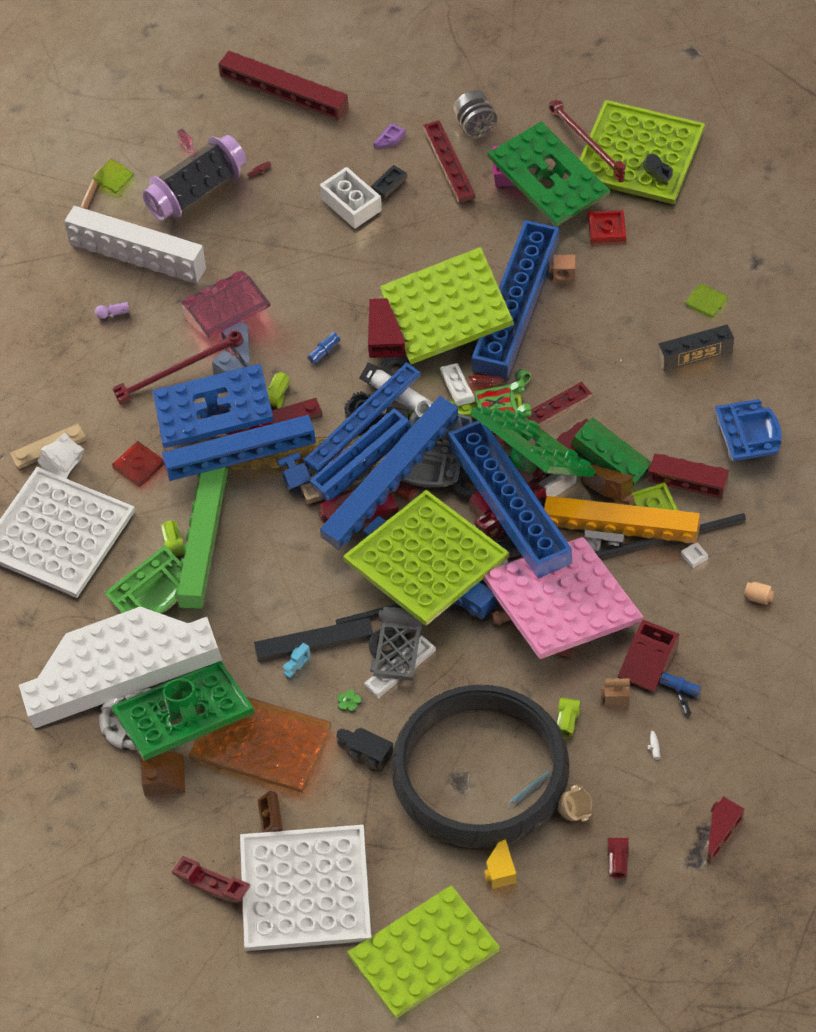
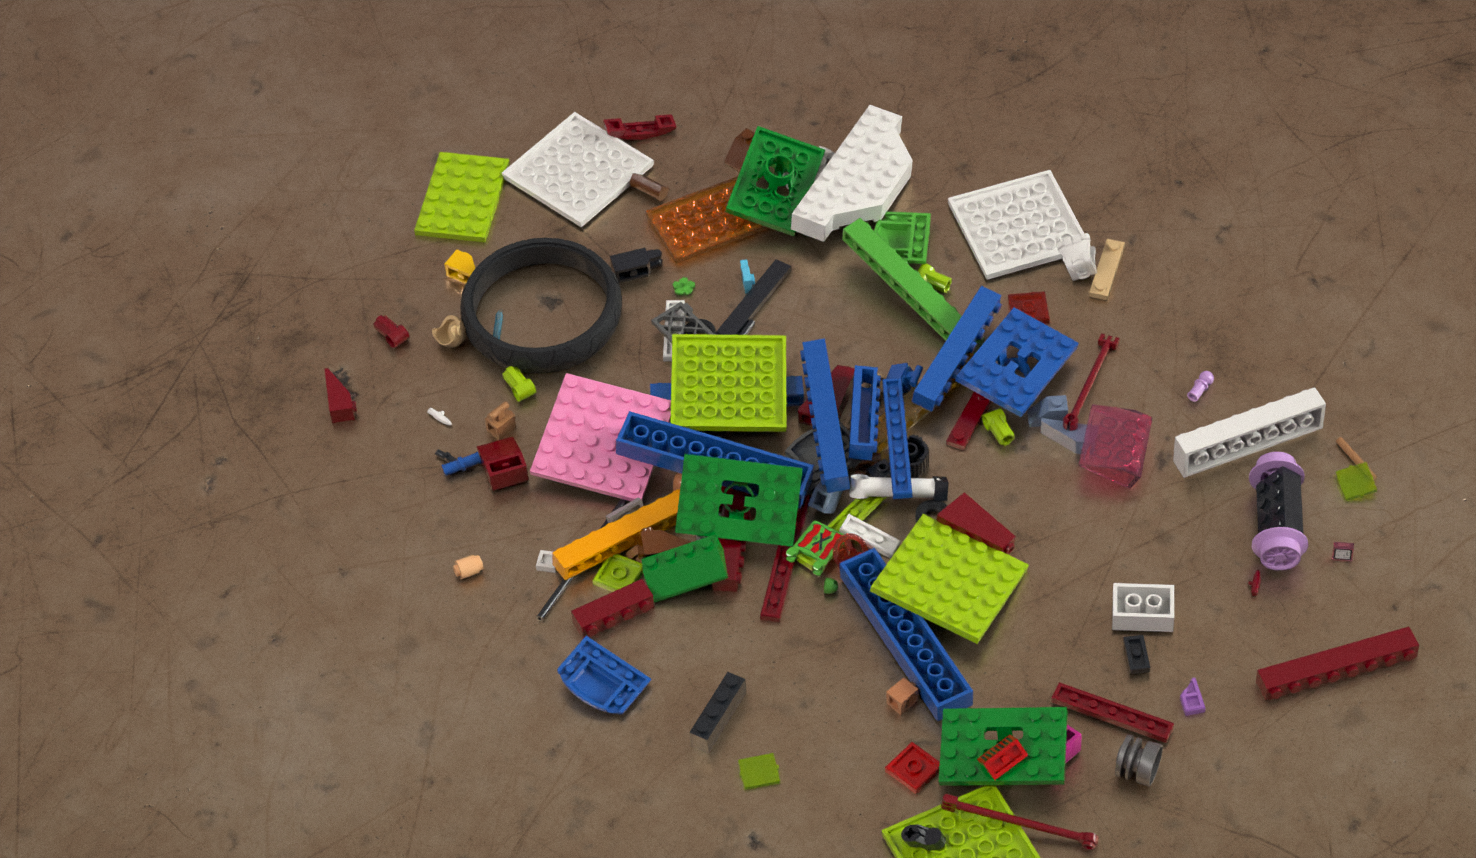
camera: 135 degrees right, 5 degrees down
(323, 348) = (1007, 485): blue pin -> none
(561, 160) = (1003, 756): none -> red panel

